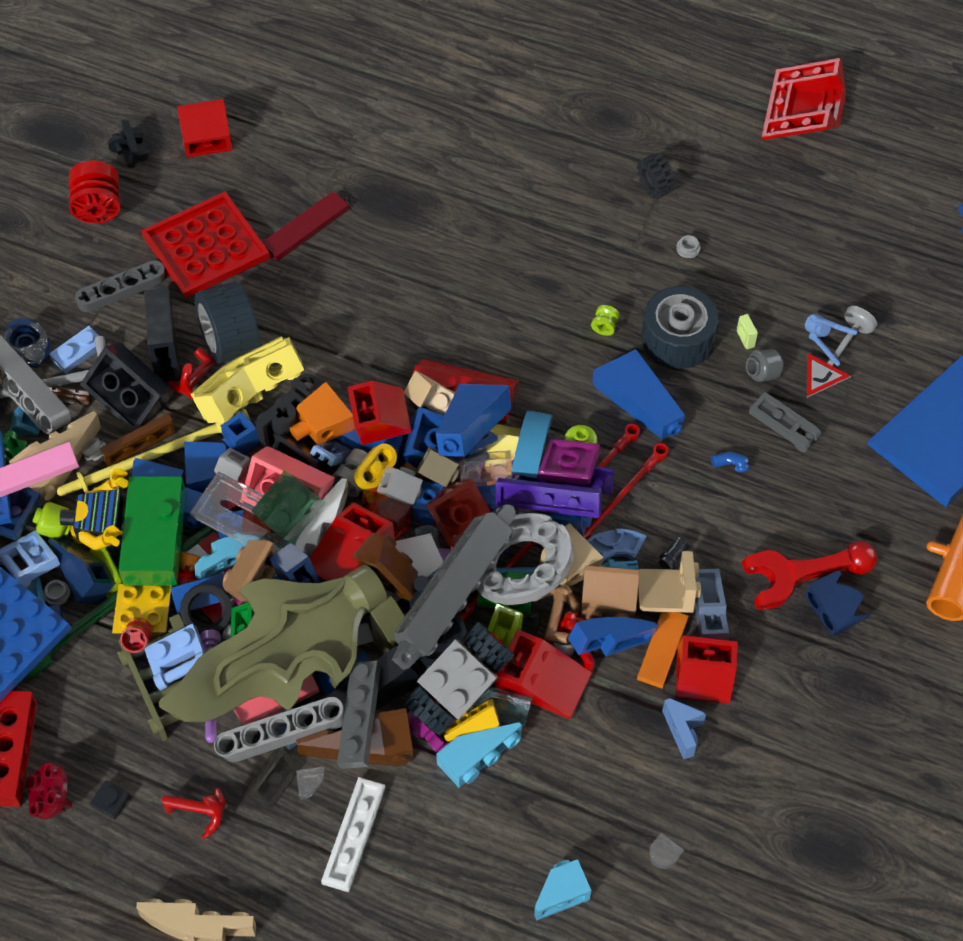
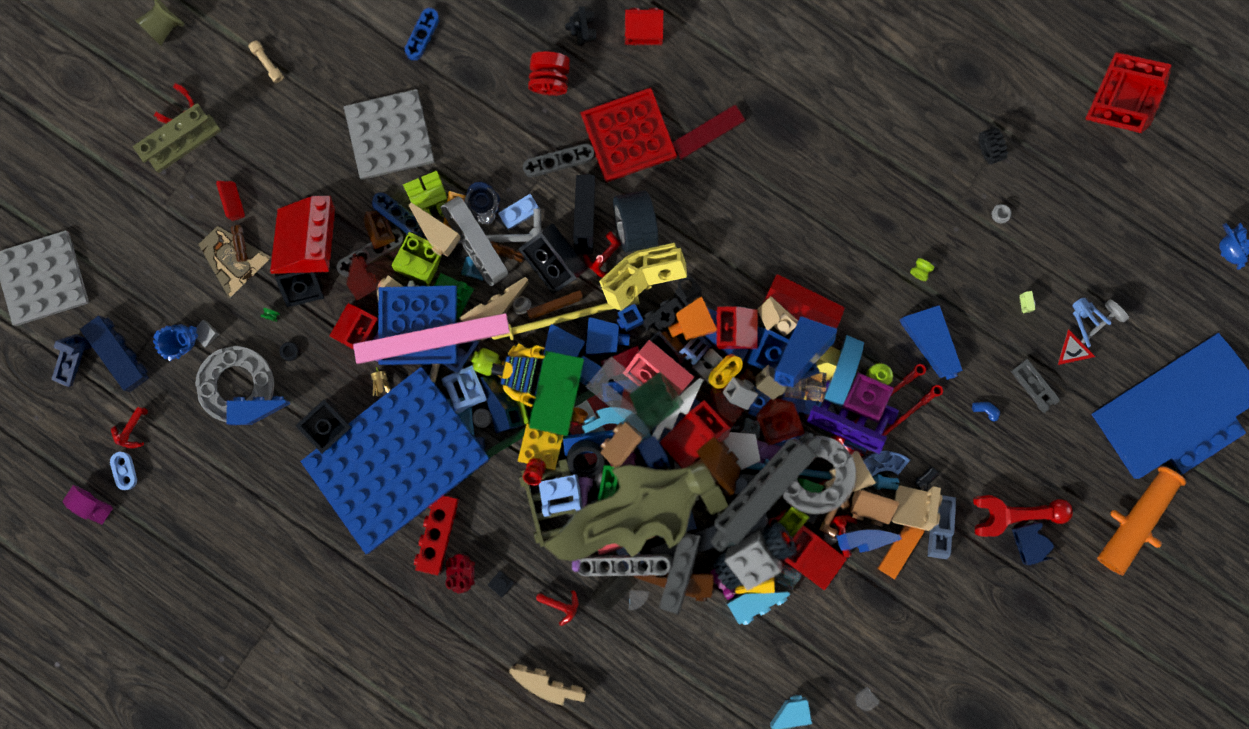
camera: 10 degrees right, 25 degrees up
(232, 464) = (621, 345): light grey slope -> none
(353, 834) = (660, 644): white tile -> none
(679, 327) = (977, 291): black wheel -> none
(681, 723) = (899, 609): medium blue slope -> none
(705, 669) = (927, 576): red slope -> none
(764, 365) = (1033, 335): dark grey head -> none

